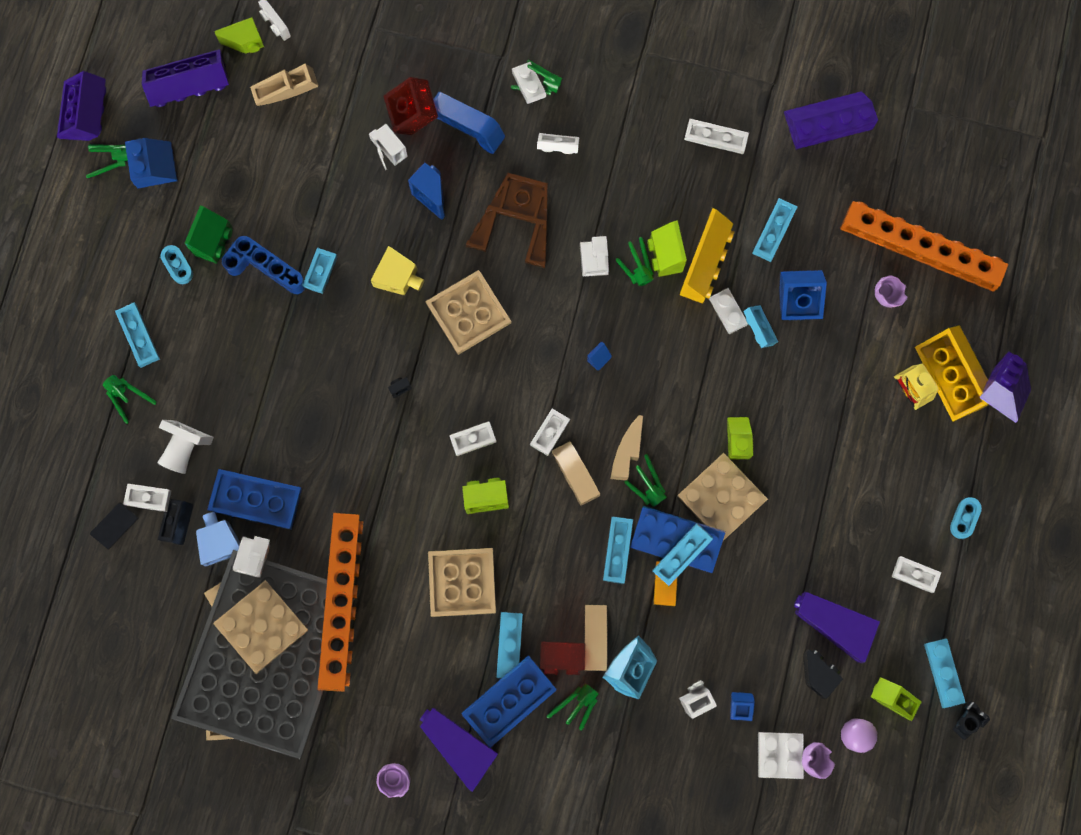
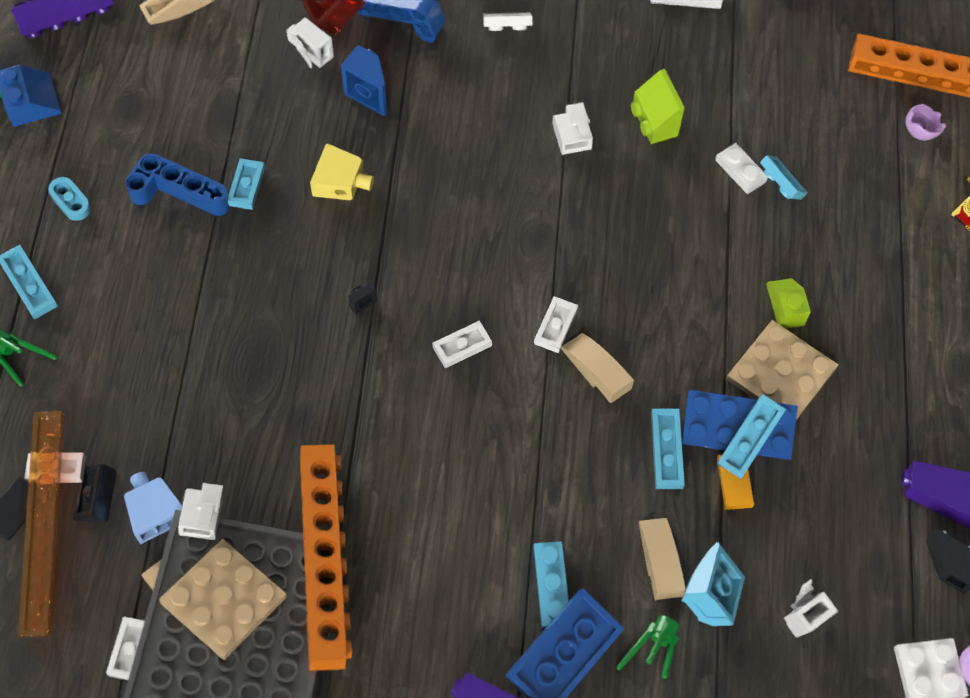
camera: 10 degrees left, 15 degrees down
(133, 543) = (41, 525): none -> clear orange plate
(181, 445) = (94, 395): white plant -> none
(187, 648) = (125, 648): none -> white plate
(208, 235) = (105, 159): green slope -> none
(254, 499) = (195, 451): blue plate -> none
(461, 582) = (477, 514): tan plate -> none
(468, 312) = (433, 206): tan plate -> none
(485, 496) = (491, 407): lime slope -> none
(522, 200) = (473, 81): reddish brown wing -> none
(562, 656) = (625, 582): clear red brick -> none
(599, 356) = (599, 233): blue slope -> none
(627, 450) = (656, 333): tan slope -> none
(643, 274) = (631, 139): green plant -> none
(655, 493) = (698, 377): green plant -> none
(707, 257) = (704, 112): yellow slope -> none
(742, 706) = (866, 618): blue slope -> none
(774, 230) = (775, 77): medium azure plate -> none
(802, 295) = (824, 139): blue slope -> none

